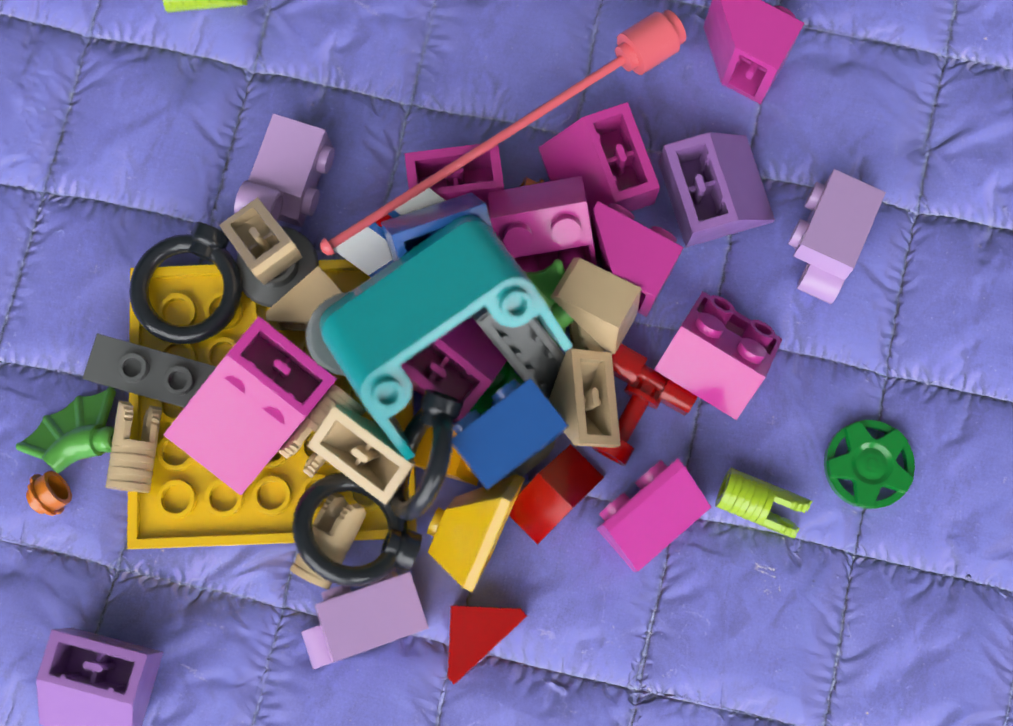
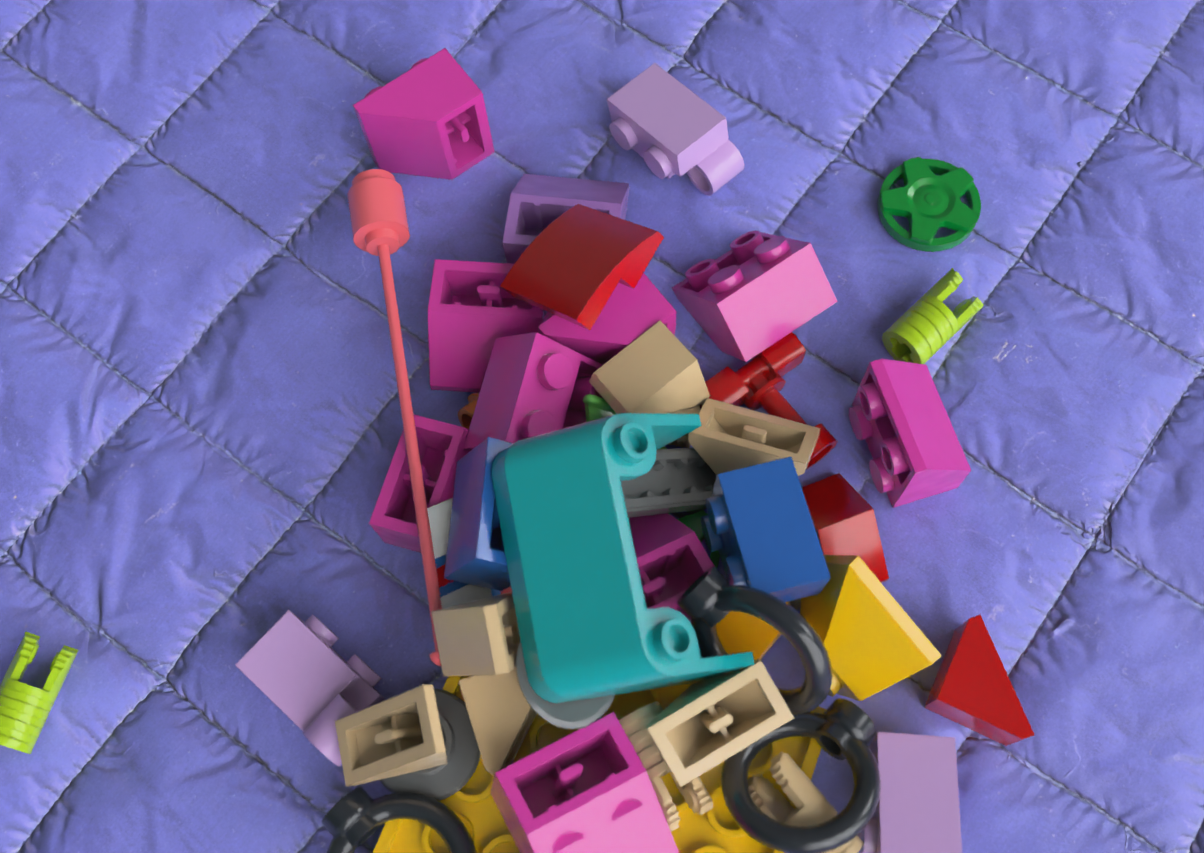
camera: 65 degrees left, 10 degrees down
(345, 263) = (478, 636): none -> tan slope
(661, 208) = (580, 262): none -> red slope

